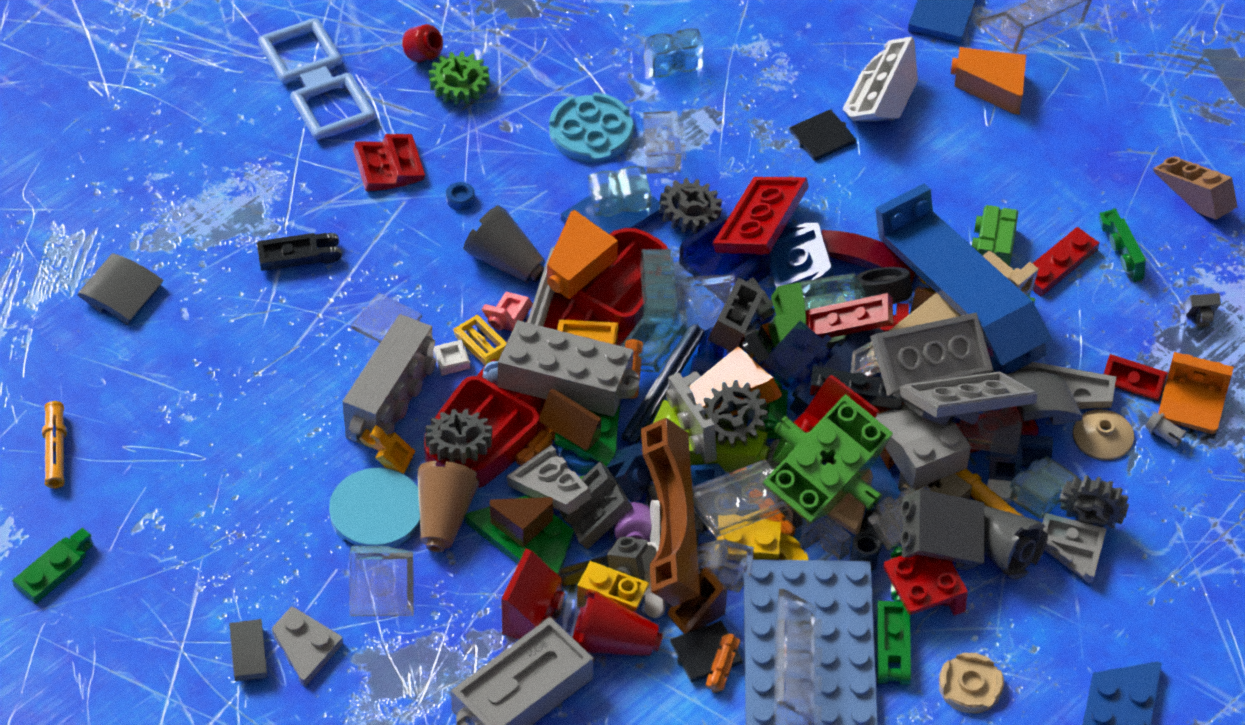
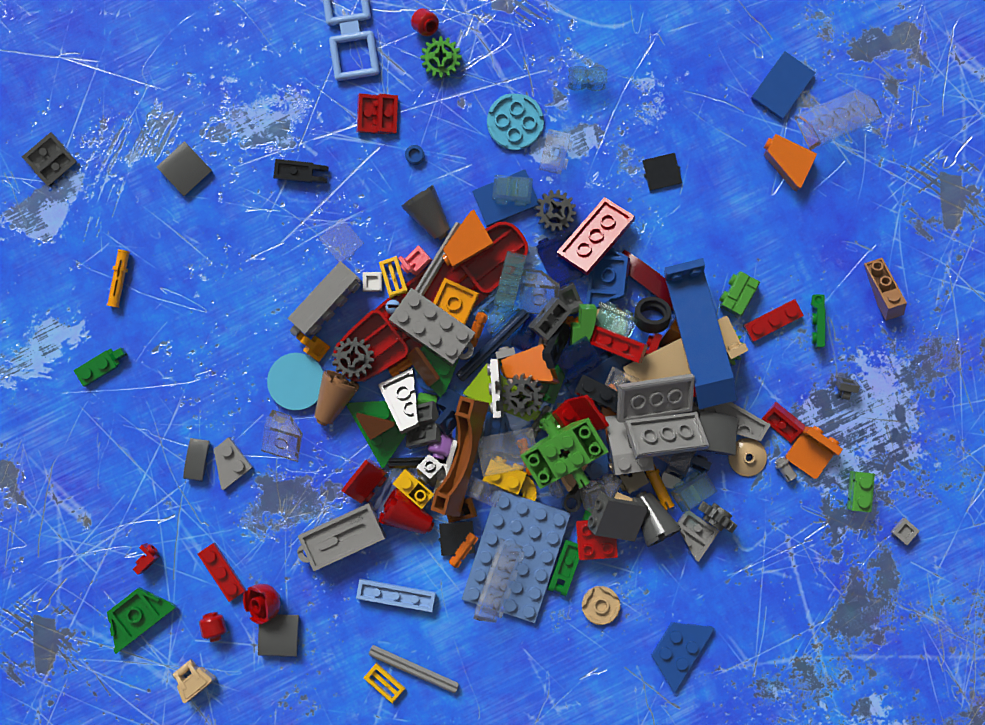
camera: 20 degrees right, 35 degrees up
(884, 83) = (712, 149): white wedge -> none

